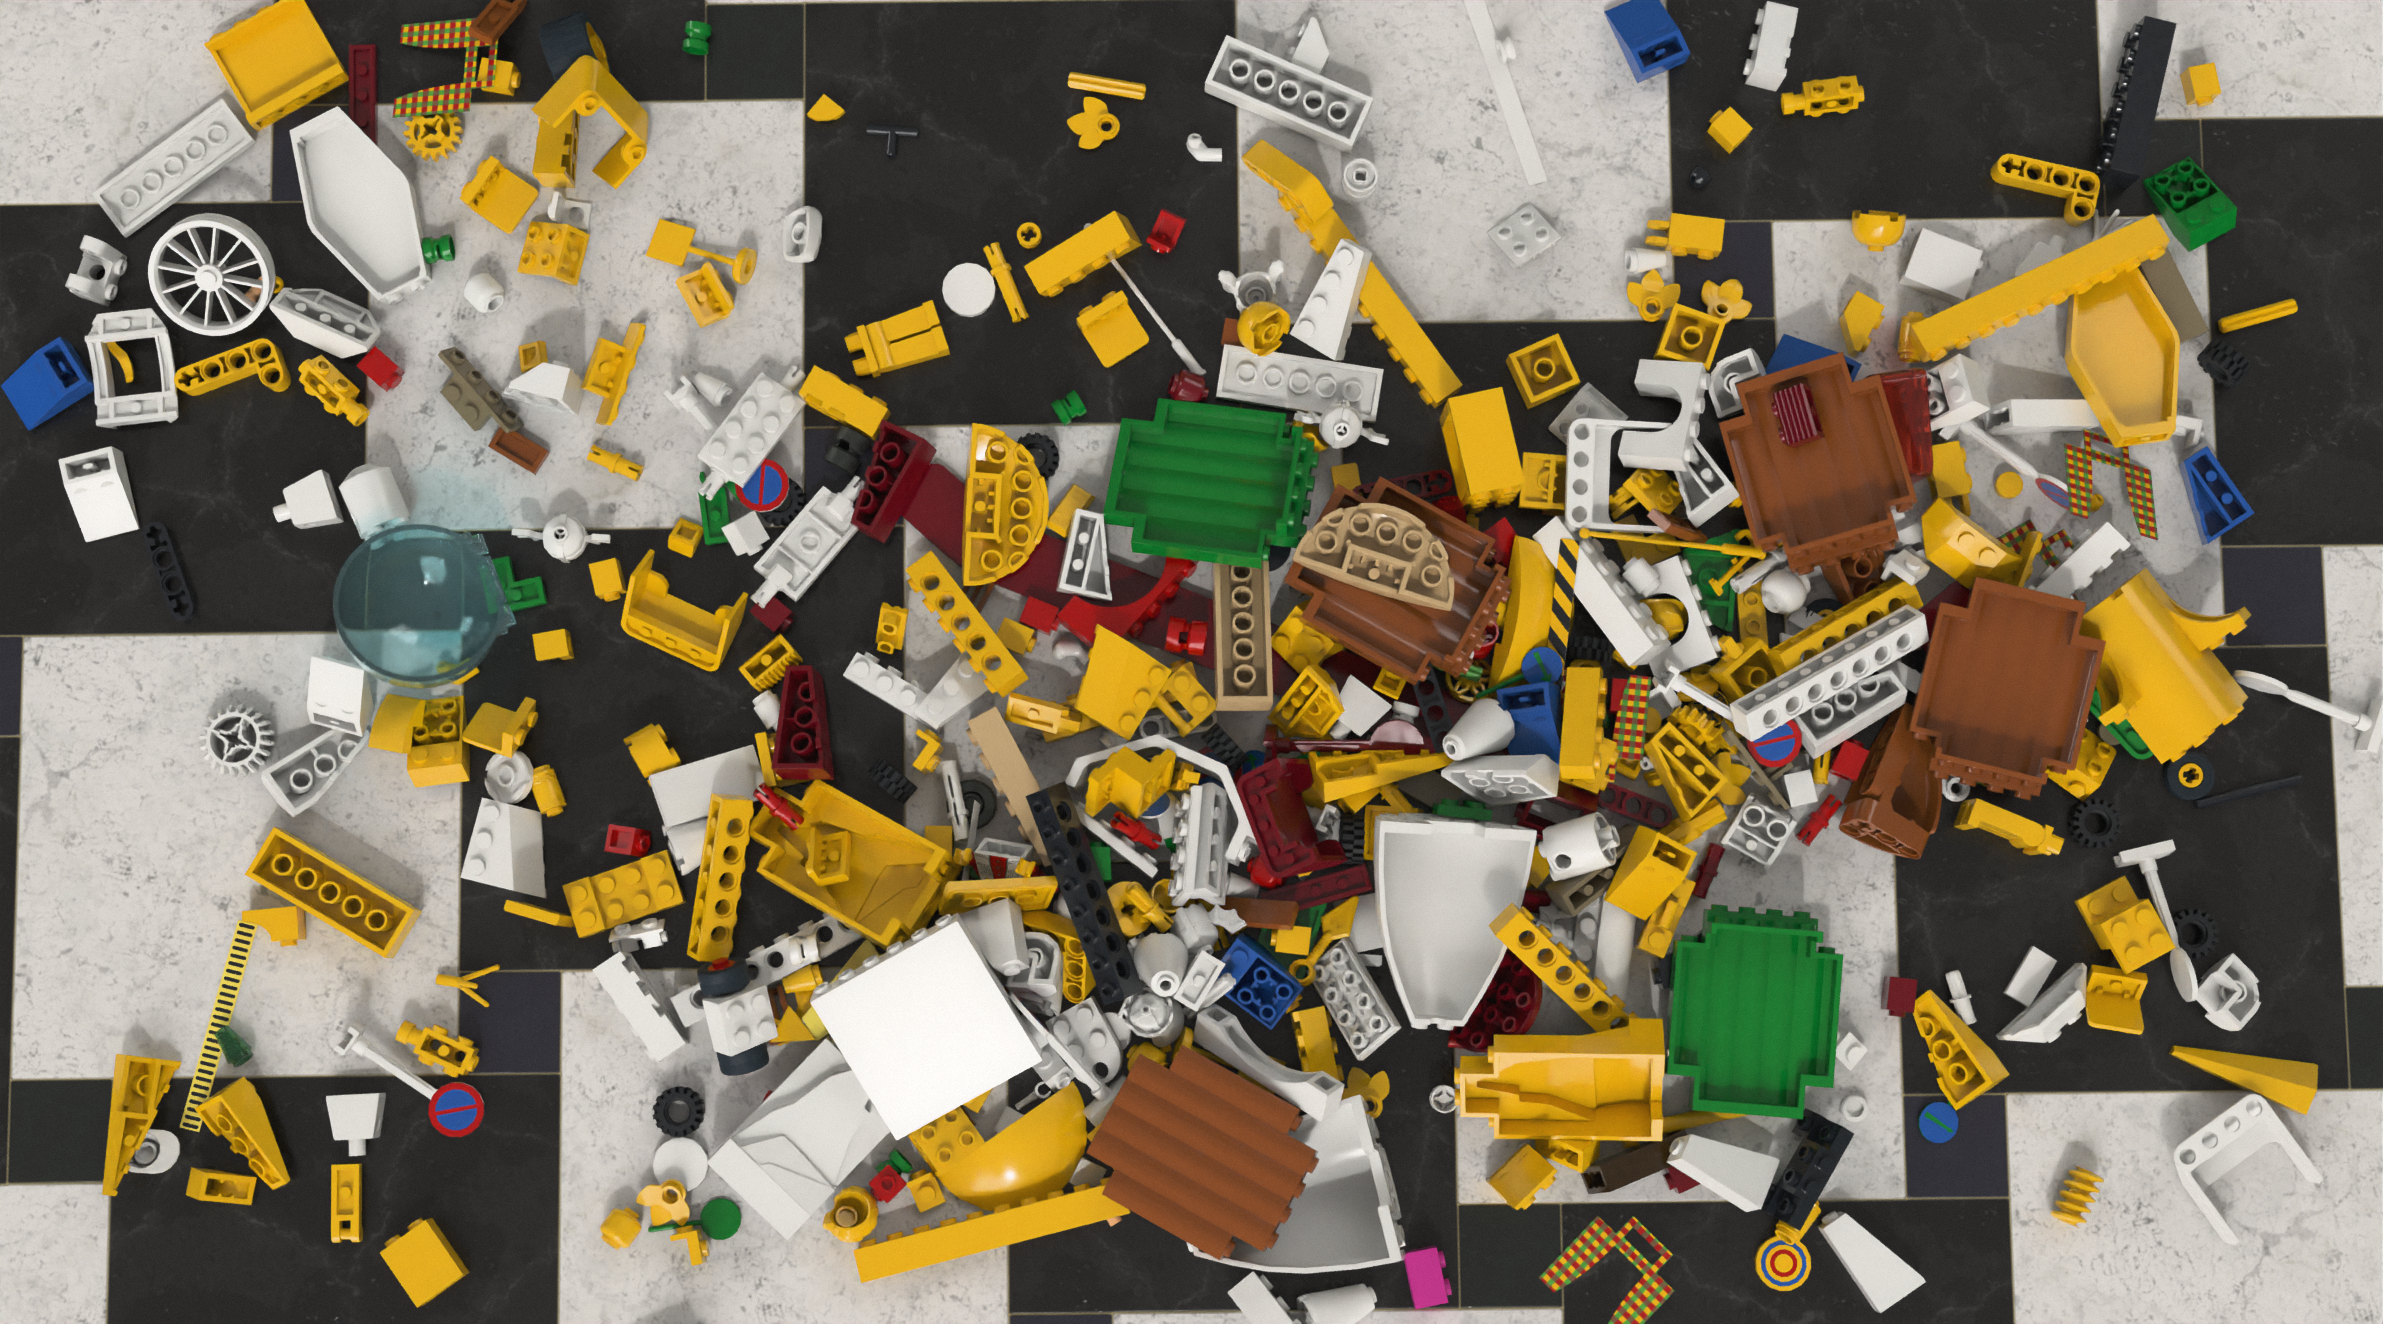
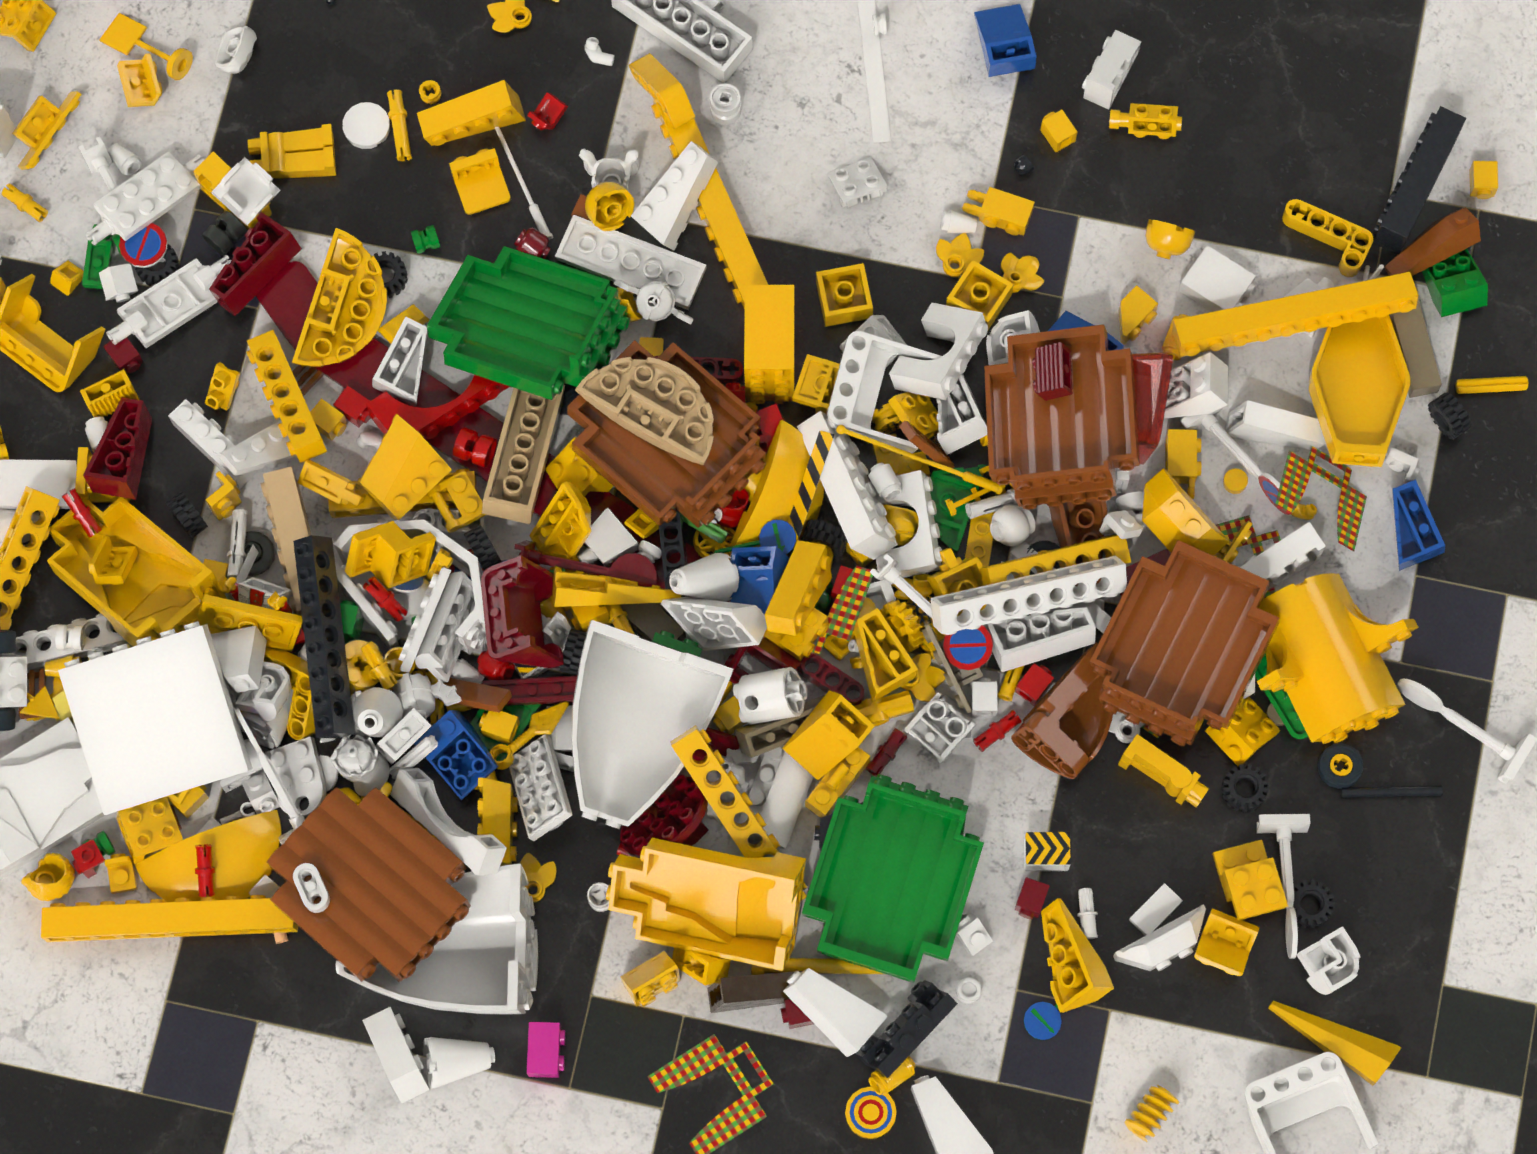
camera: 15 degrees right, 10 degrees down
(862, 401) = (246, 190): none -> white panel
(1018, 1171) = (205, 870): none -> red pin
(1146, 1175) = (312, 888): none -> white plate
(1904, 941) = (1047, 851): none -> piece
(2166, 169) = (1437, 242): none -> dark orange wedge

